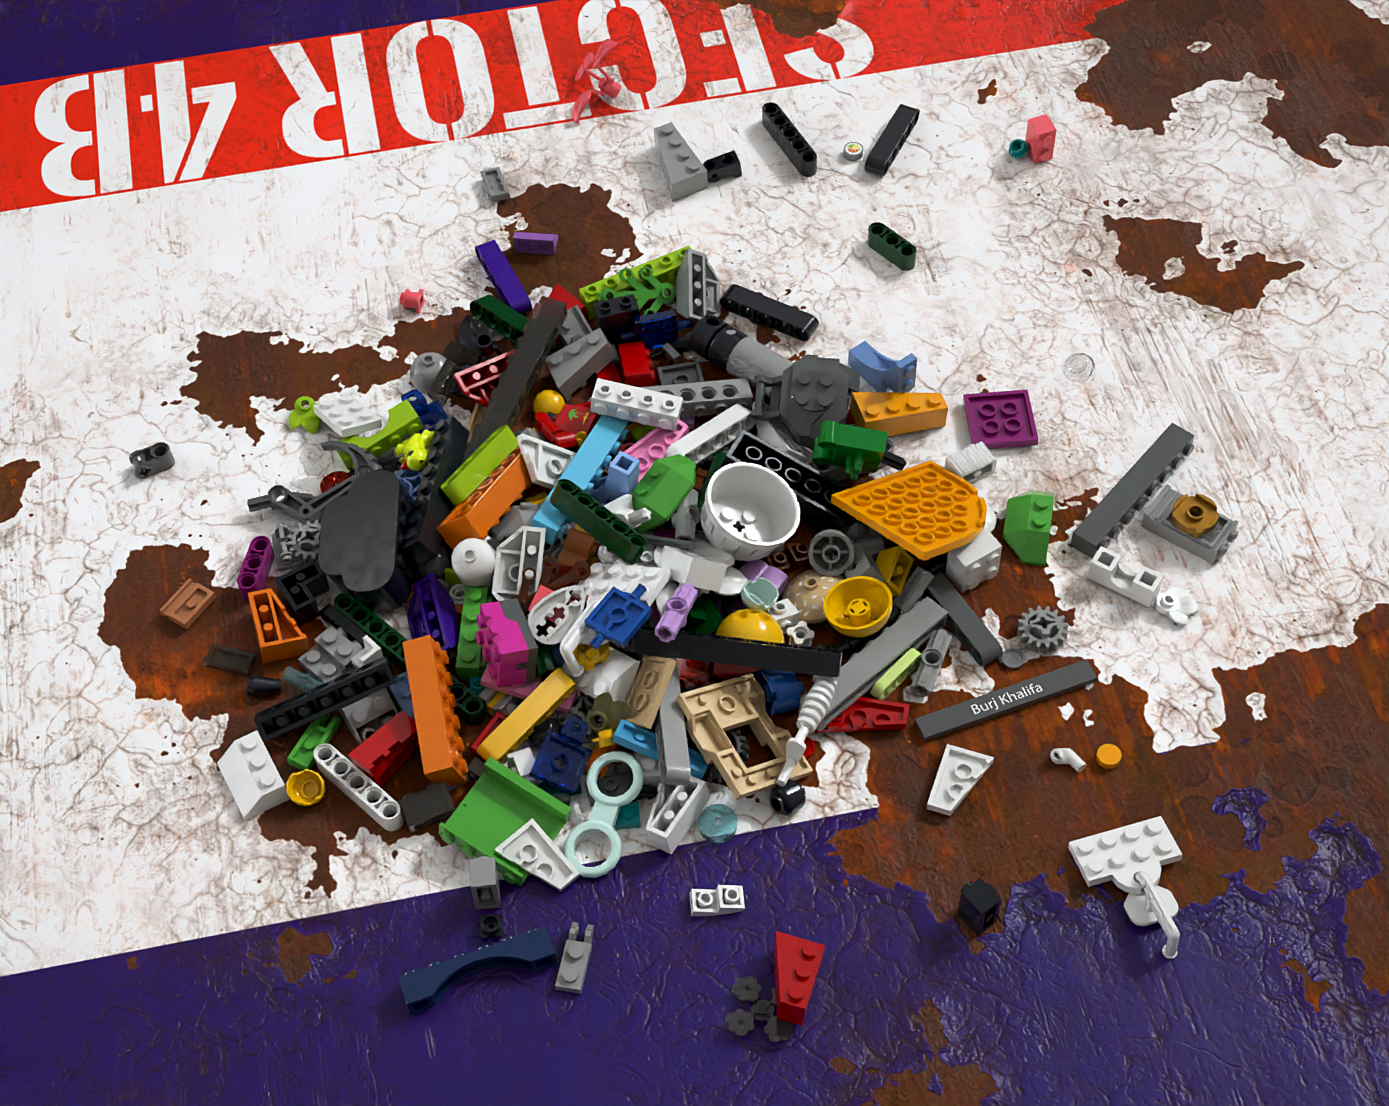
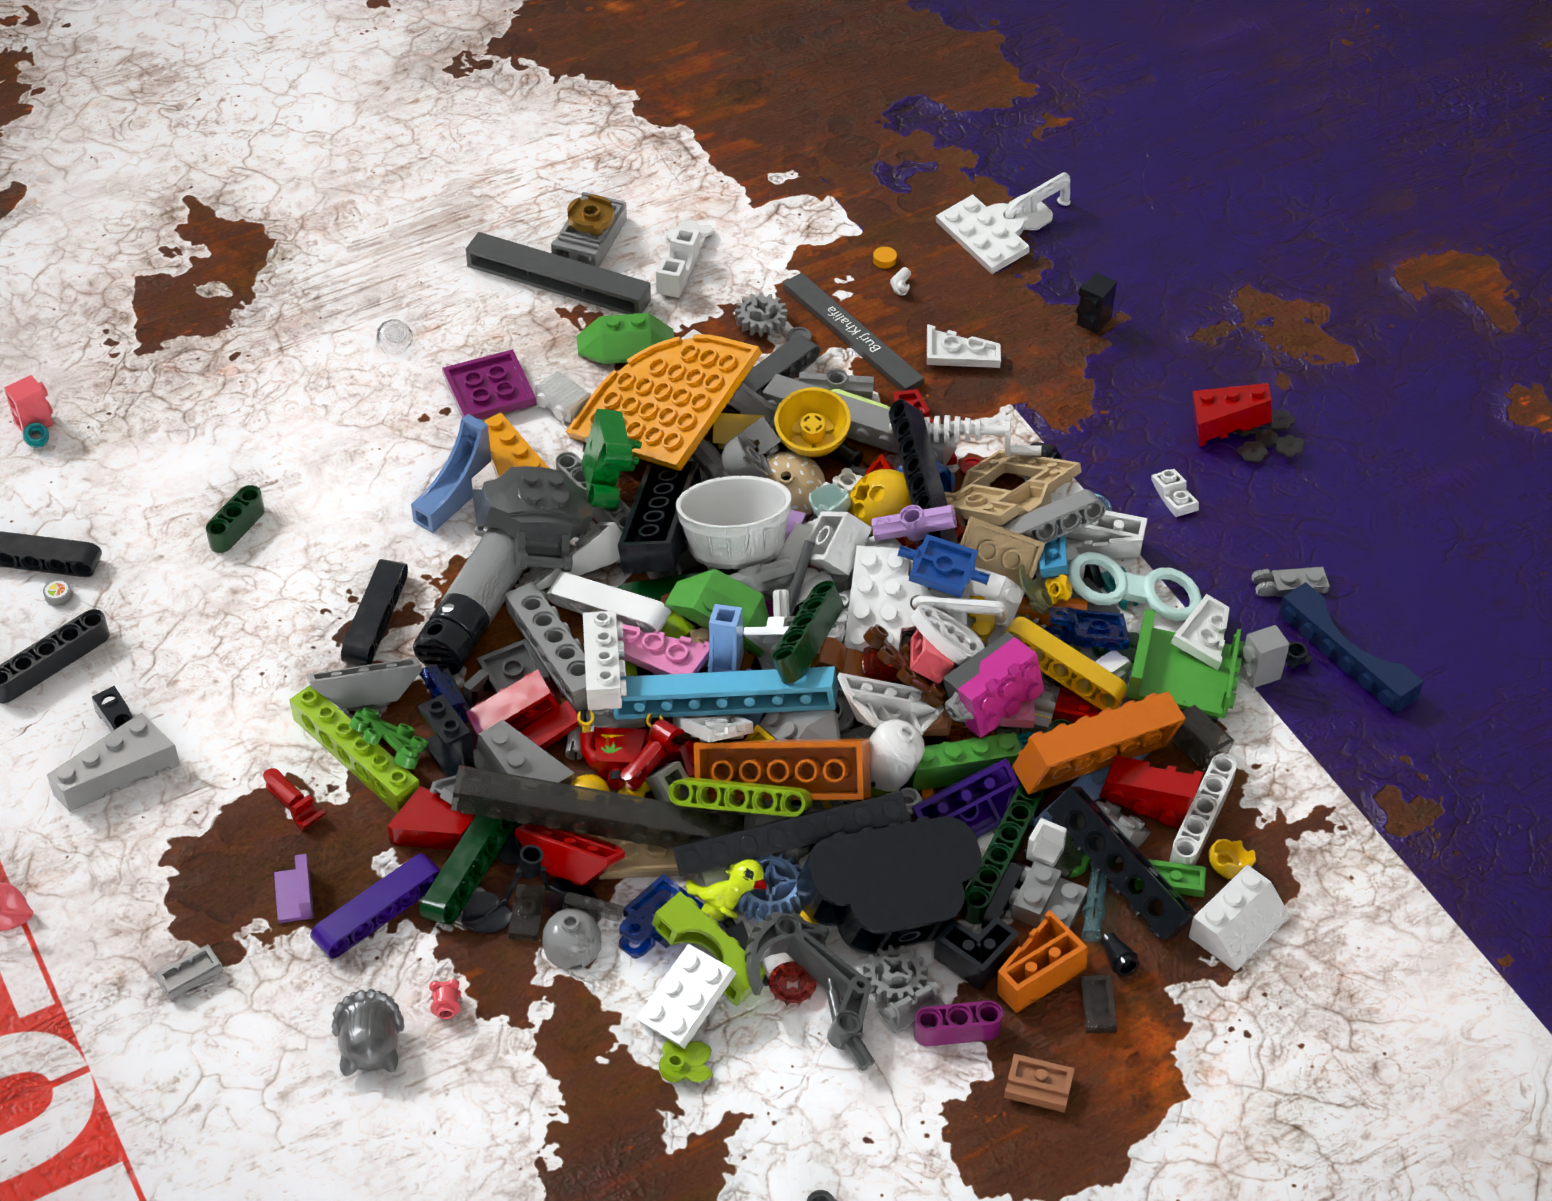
camera: 110 degrees left, 5 degrees down
(399, 255) = (367, 1031): none -> flat silver hair
(620, 245) = (301, 807): none -> red piece

